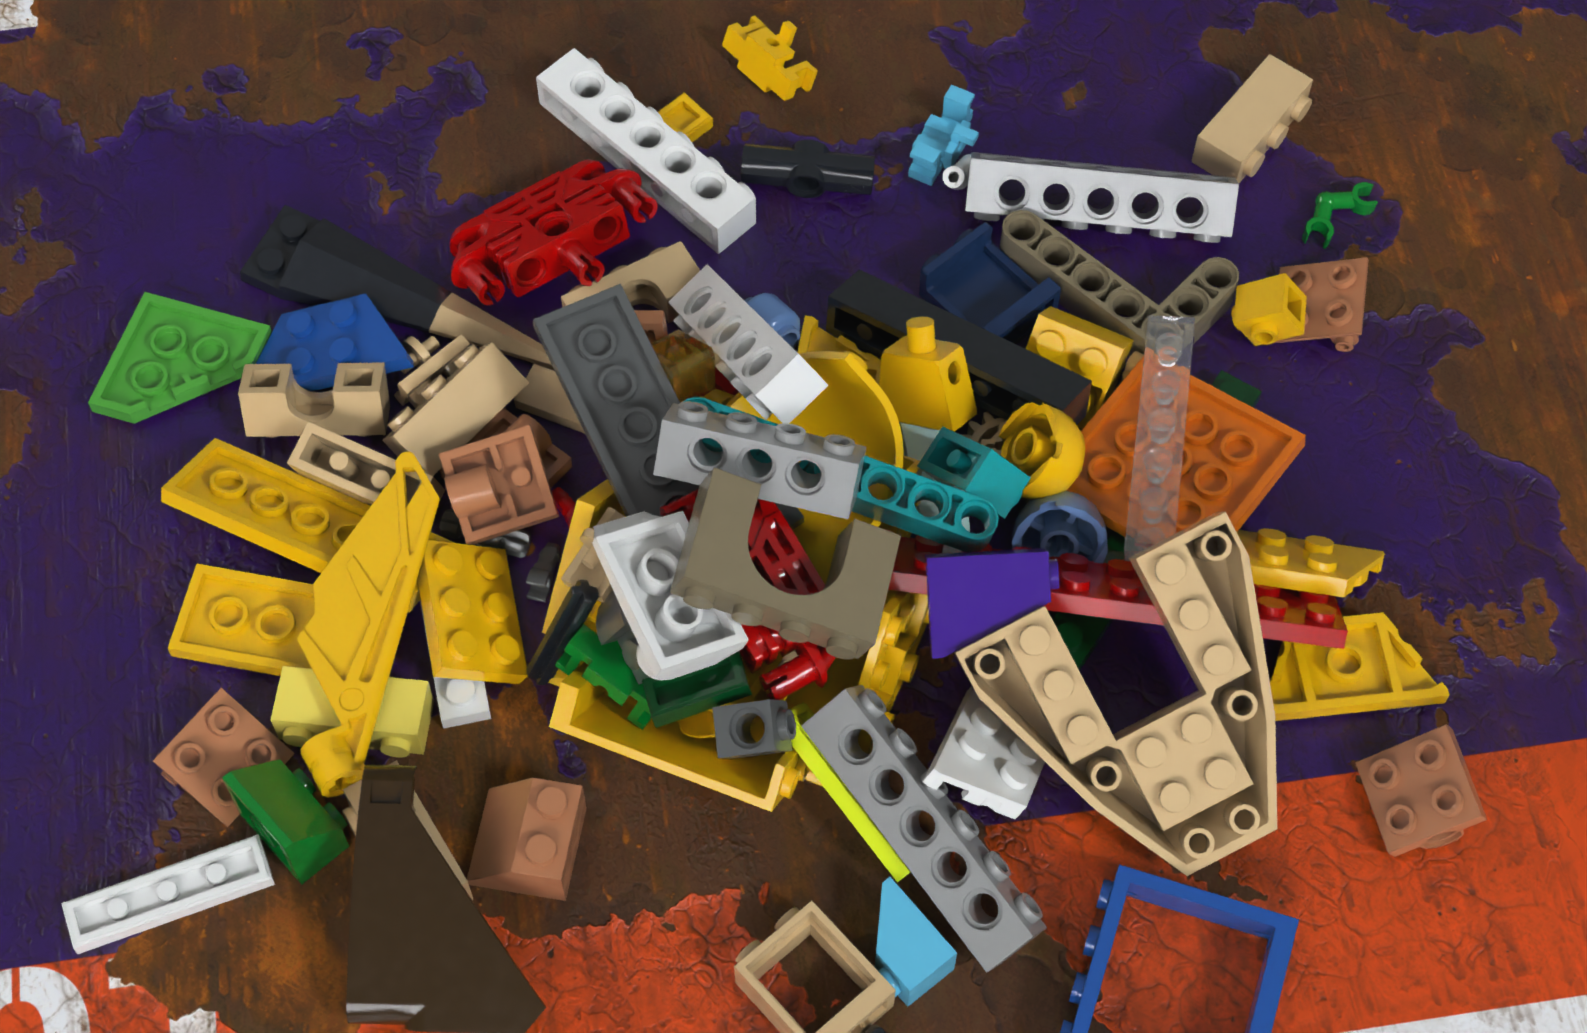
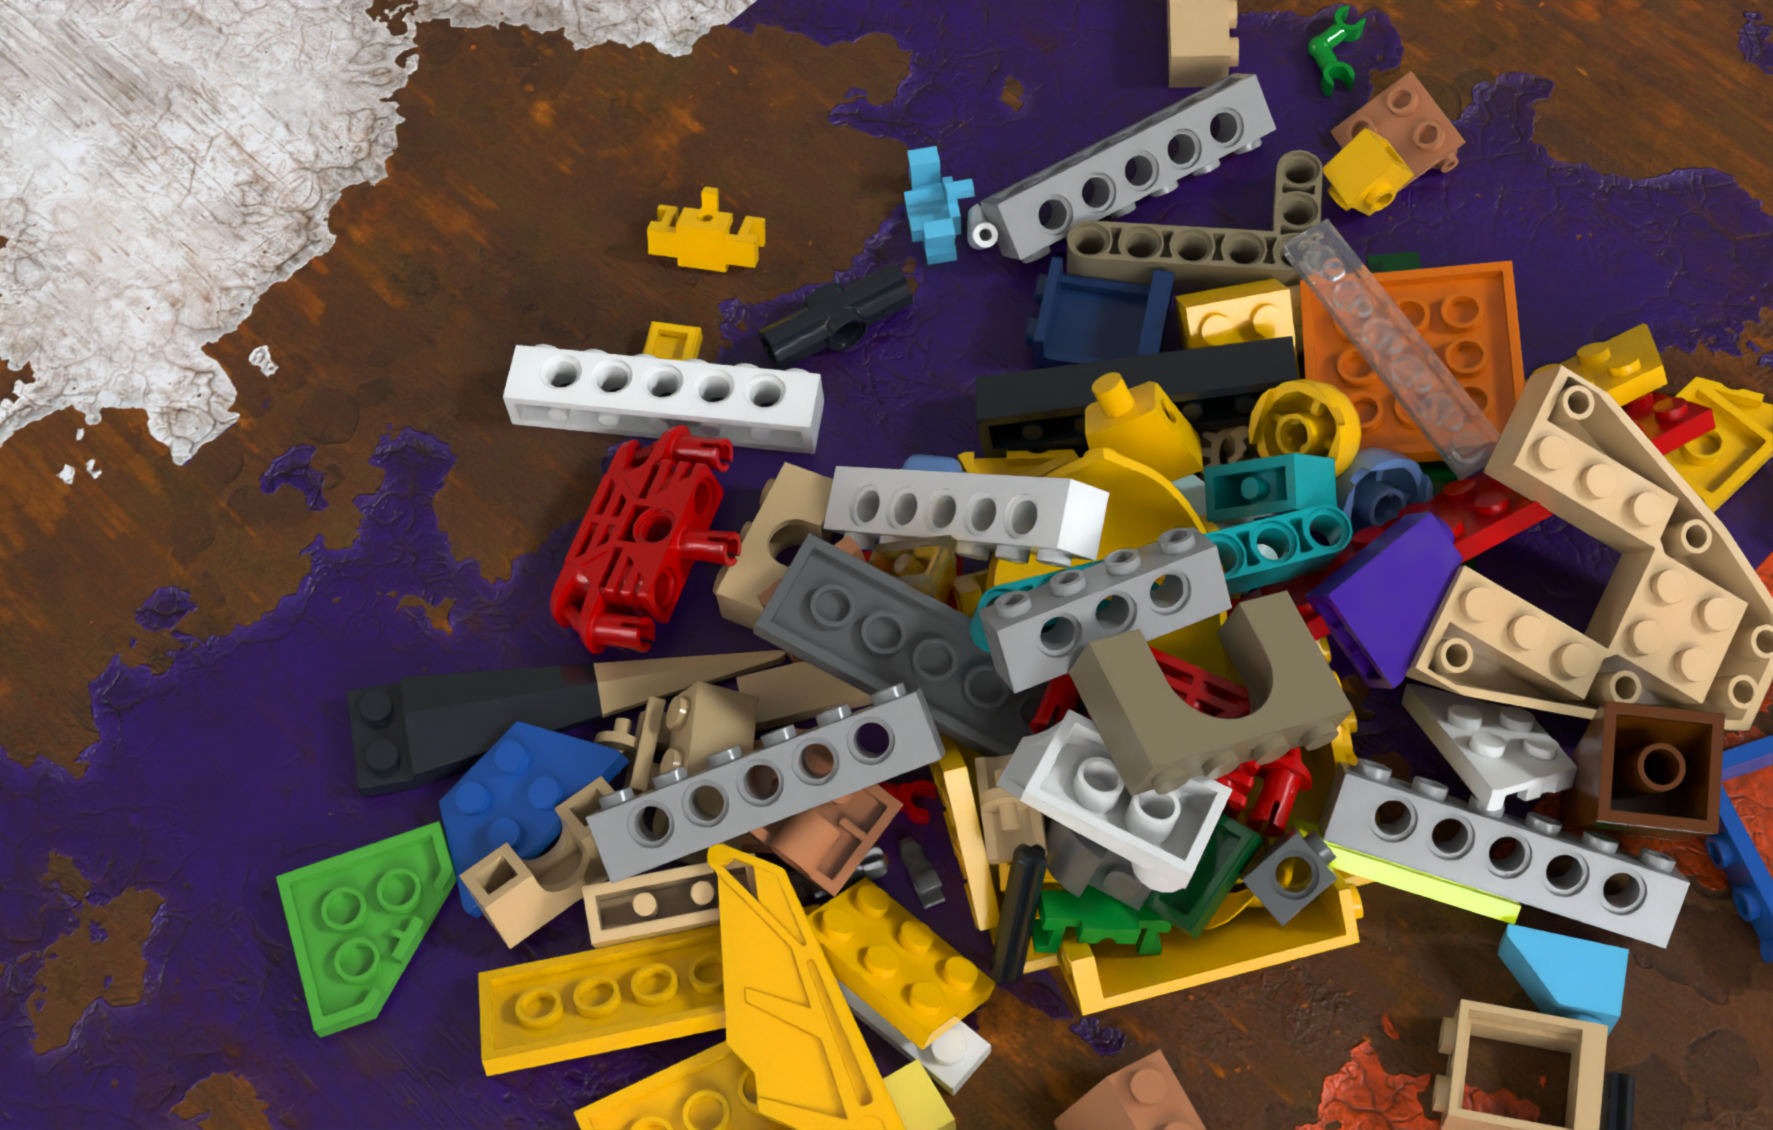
camera: 30 degrees left, 0 degrees up
(354, 412) = (631, 848): none -> light grey brick
(1064, 838) = (1647, 773): none -> reddish brown slope

